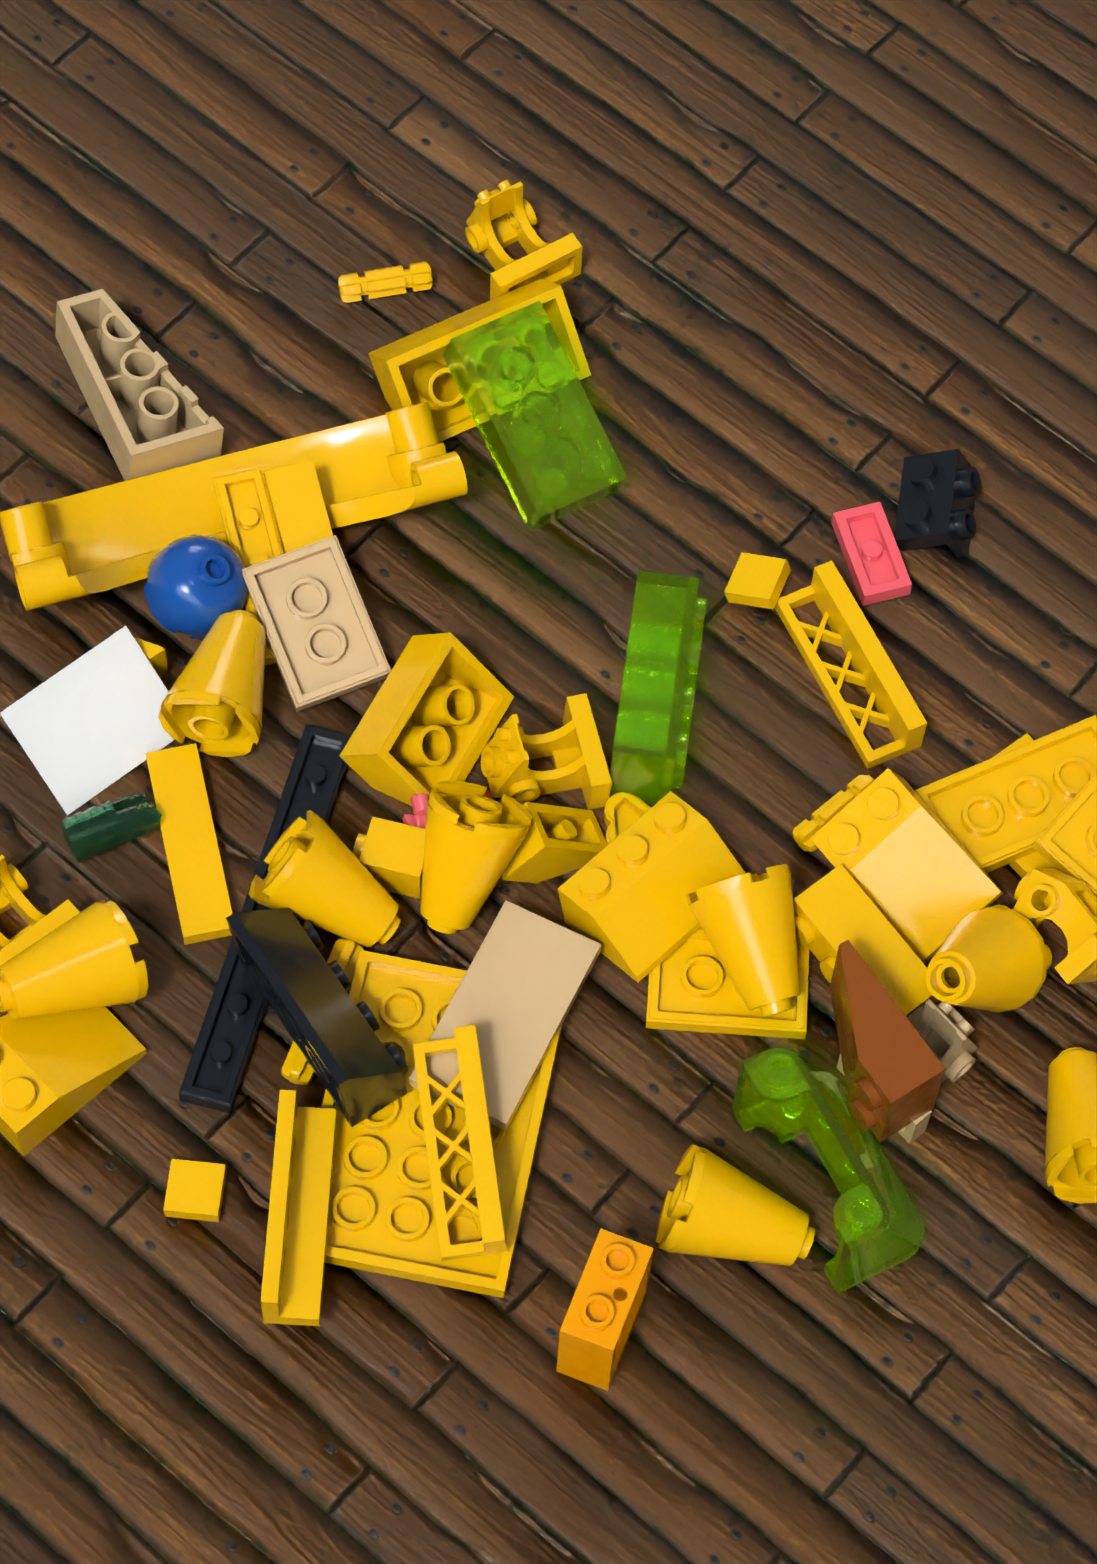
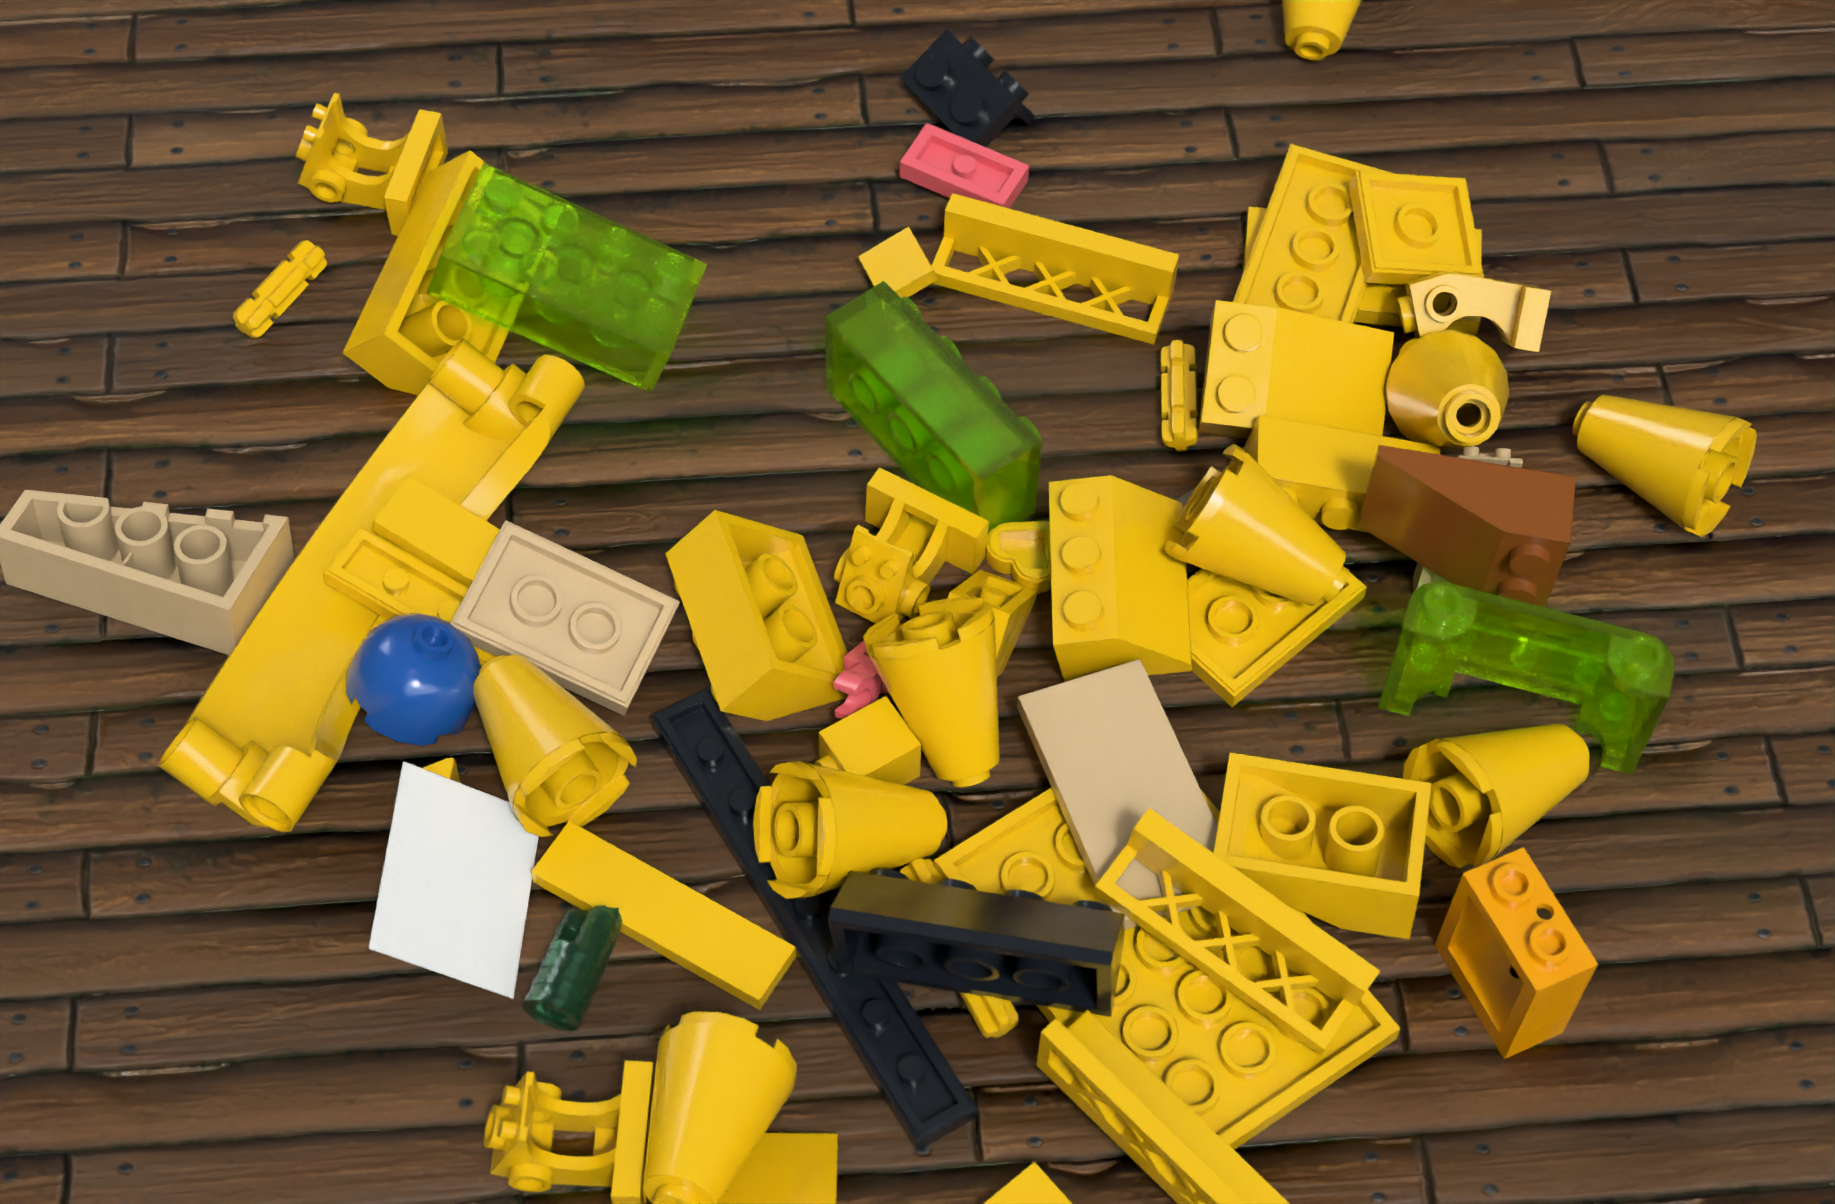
camera: 45 degrees left, 5 degrees down
(581, 1147) = (1327, 840): none -> yellow slope

